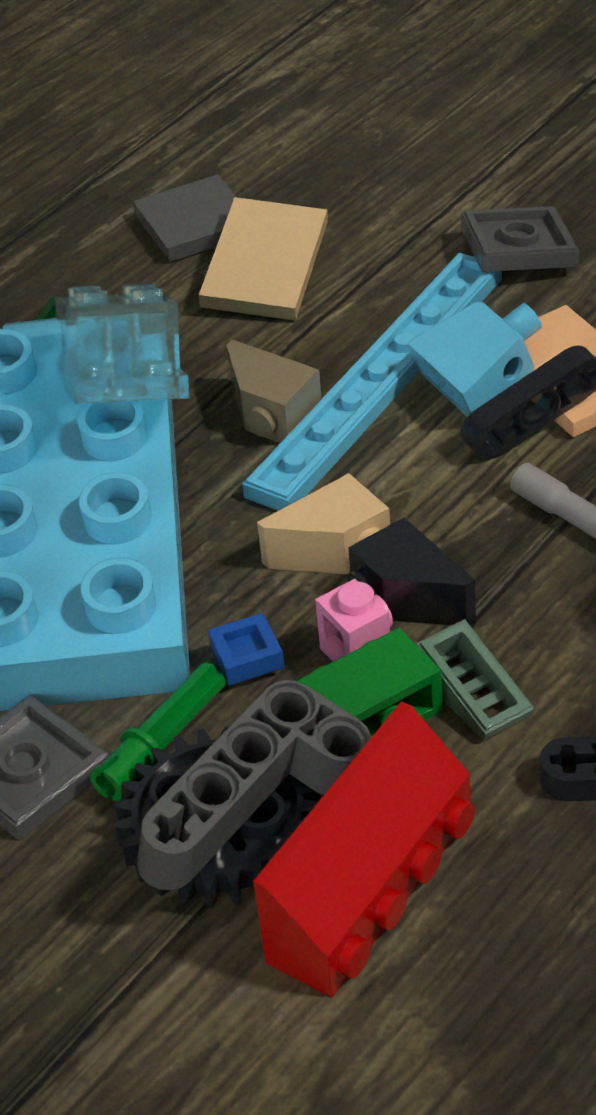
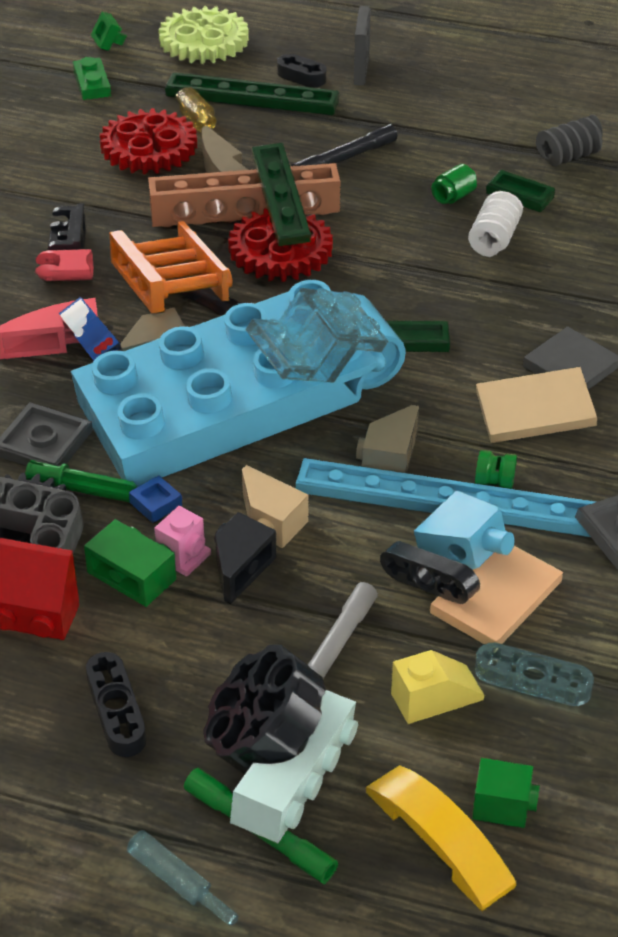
camera: 65 degrees right, 0 degrees up
(363, 321) = (489, 464): none -> green wheel
(463, 643) = (173, 582): sand green slope -> none

